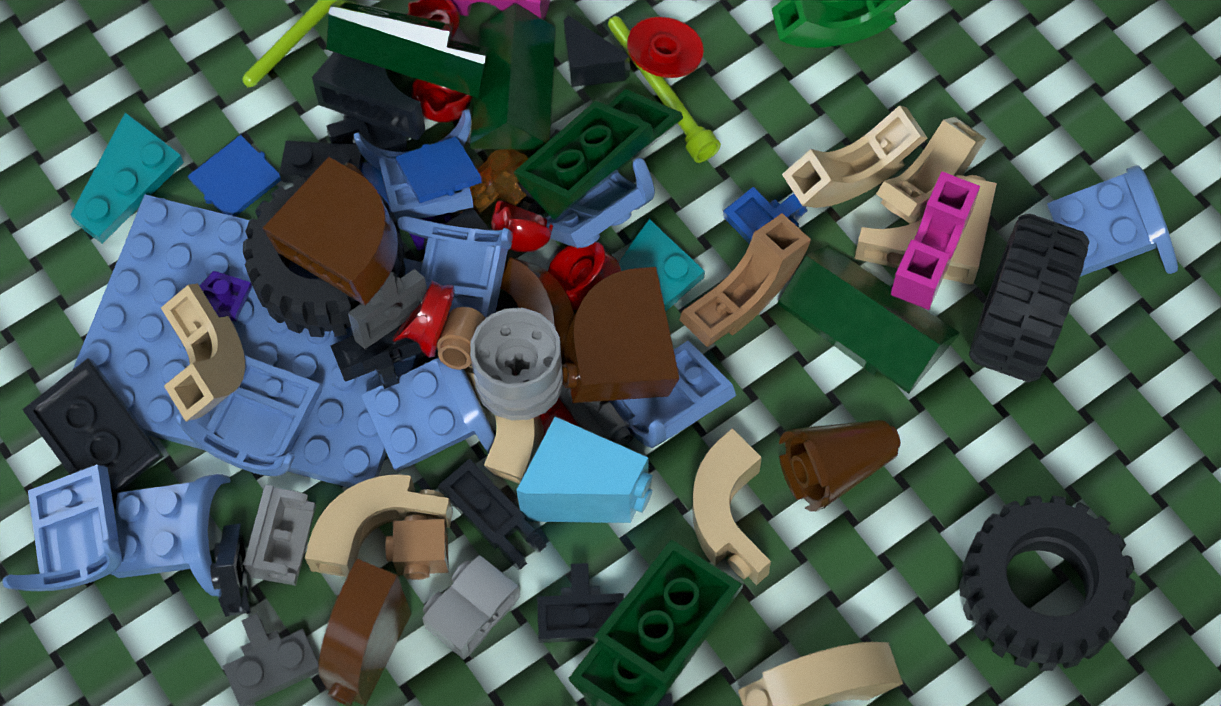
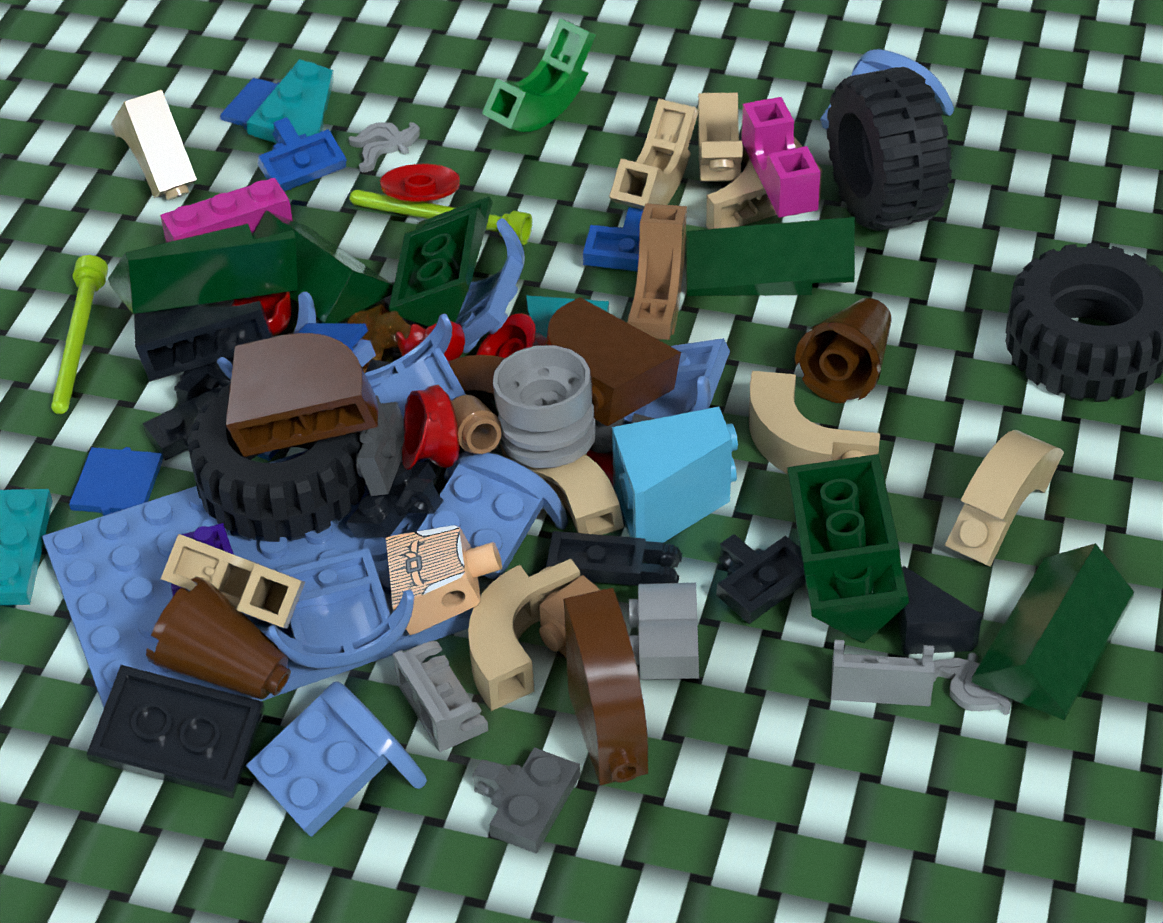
camera: 40 degrees left, 20 degrees down
(72, 532) = (239, 814): medium blue piece -> none
(138, 381) = (216, 643): none -> reddish brown cone
(230, 573) = (431, 730): black hinge -> none
(339, 444) = (440, 573): none -> light nougat torso
(592, 58) = (361, 222): black slope -> none

